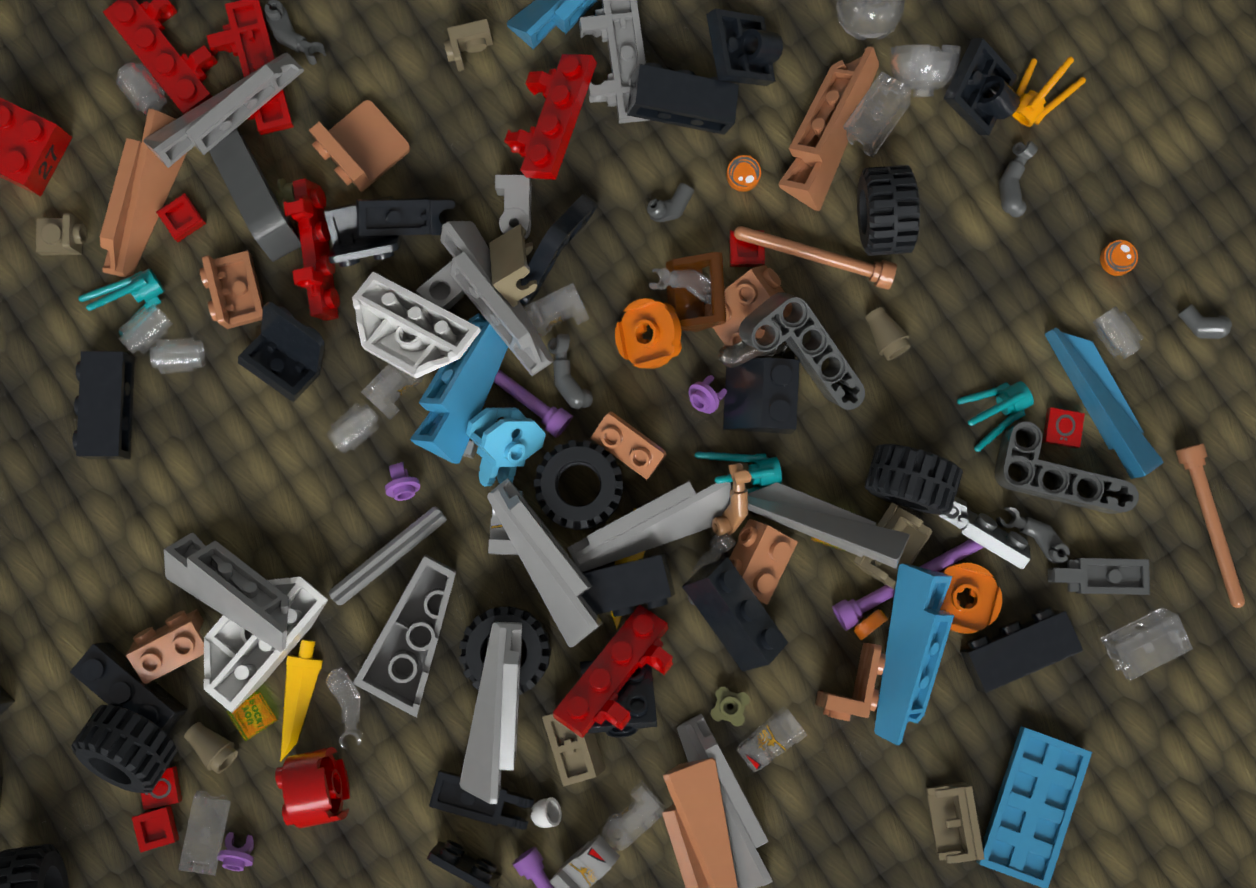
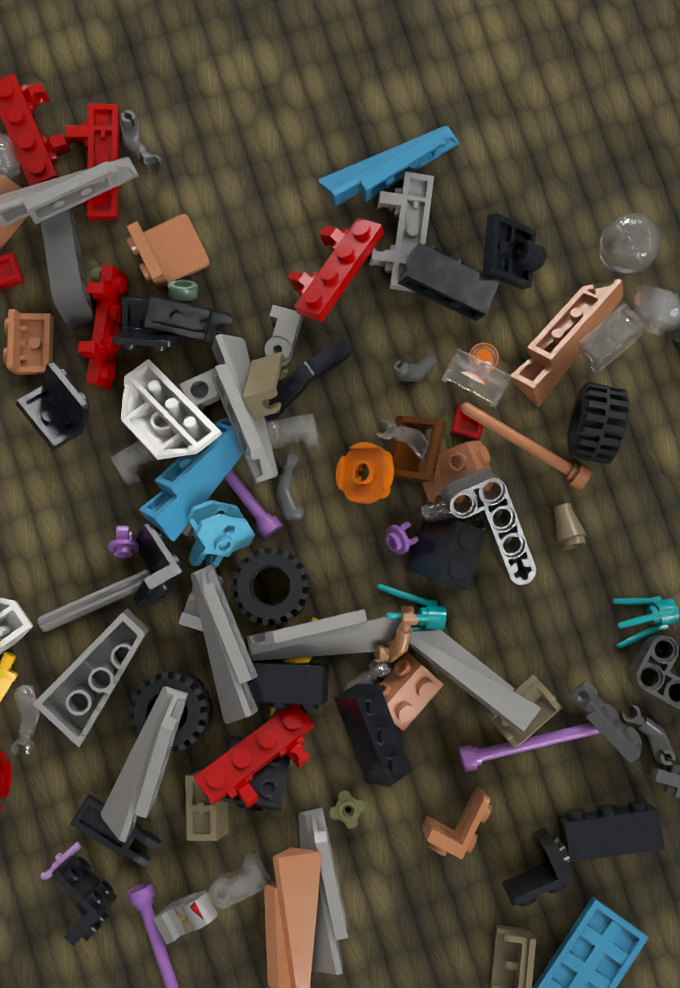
camera: 20 degrees right, 0 degrees up
(353, 427) = (97, 485): clear brick -> none
(389, 185) = (182, 290): none -> sand green tile
(427, 848) = (60, 858): none -> lavender hand
(449, 492) = (162, 564): none -> black bracket
(467, 37) = (284, 183): dark tan bracket -> none
(546, 813) = (169, 852): white hinge -> none
(628, 445) = (322, 563): nougat bracket -> none
(742, 195) = (477, 376): none -> clear hinge
(771, 739) = (375, 848): clear leg -> none
(870, 624) = (486, 772): orange tile -> none
(913, 478) = (557, 660): black tyre -> none
(913, 649) = (517, 805): dark azure wedge -> none
(970, 713) = (544, 878): none -> black bracket
(986, 597) = (580, 789): orange plate -> none

